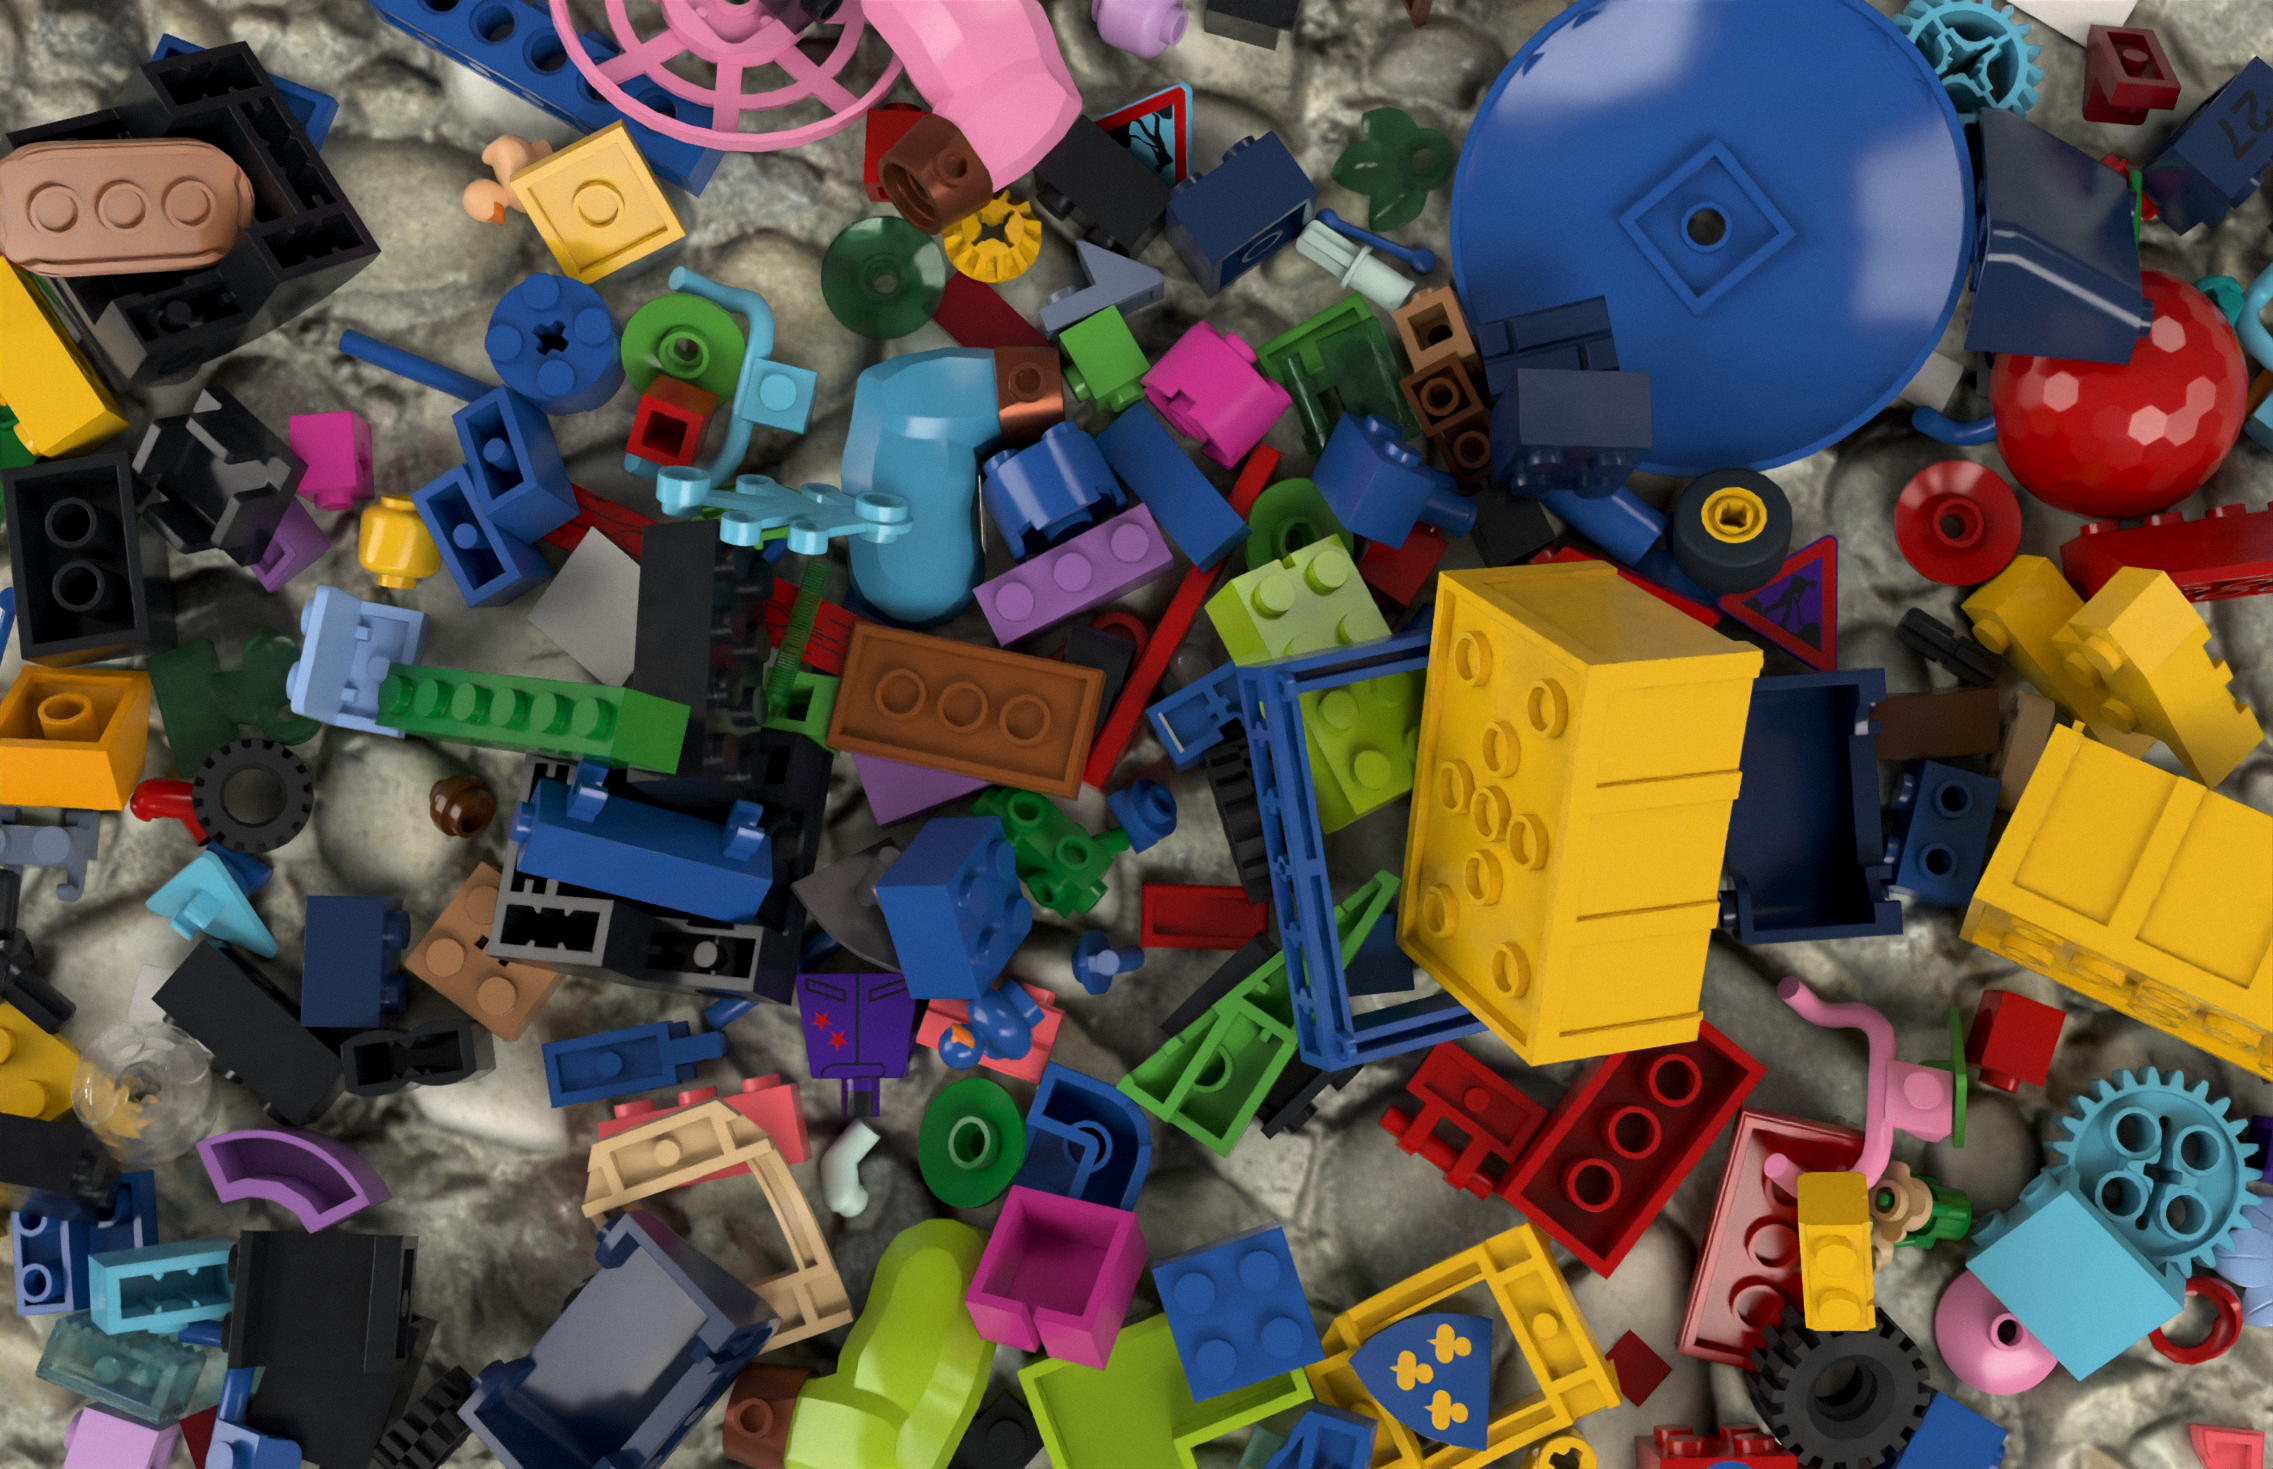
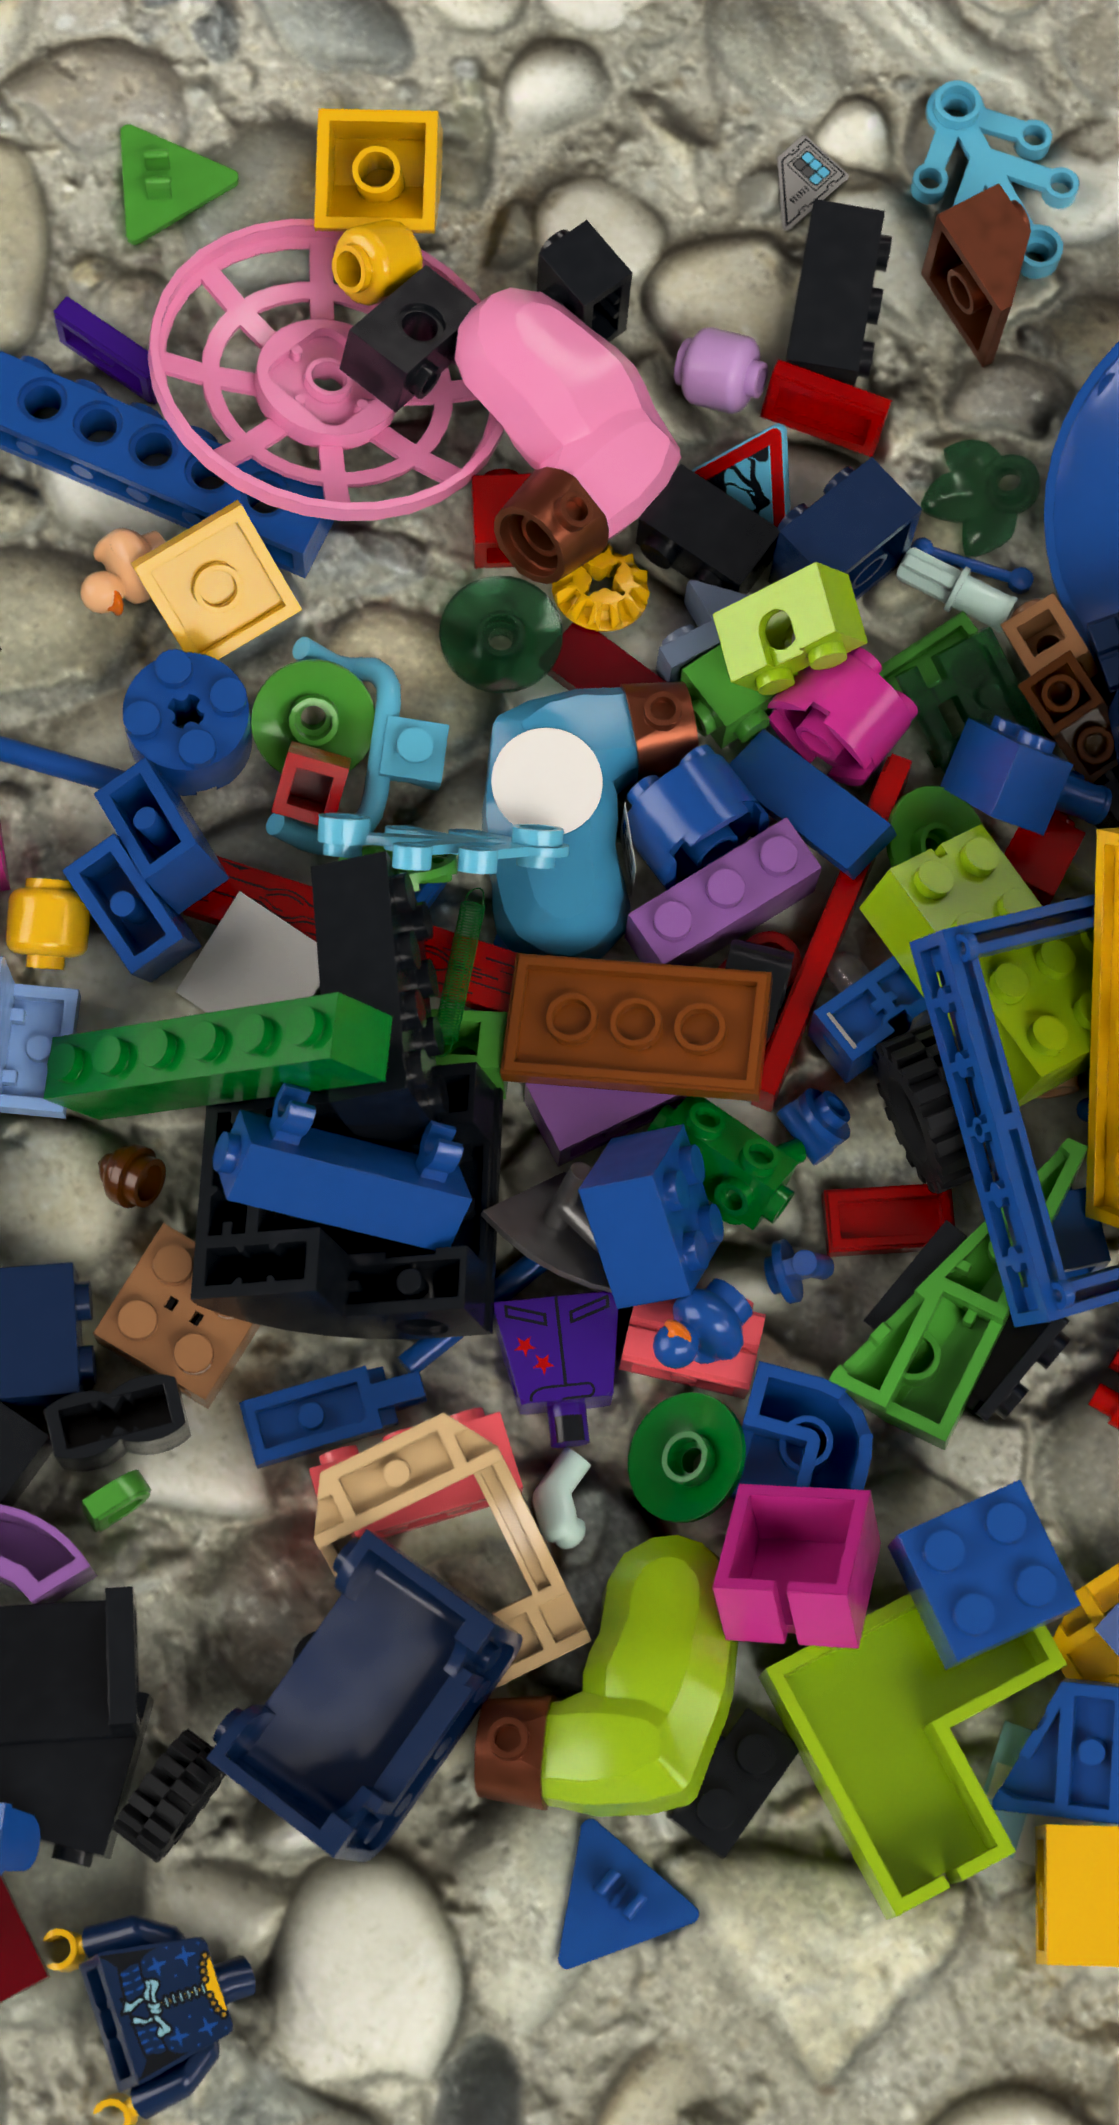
camera: 15 degrees left, 10 degrees down
(413, 1129) = (115, 1500): none -> bright green tile
(901, 446) = (547, 779): none -> white sticker
(1165, 308) = (759, 629): none -> lime brick
(1242, 62) = (825, 408): none -> red tile

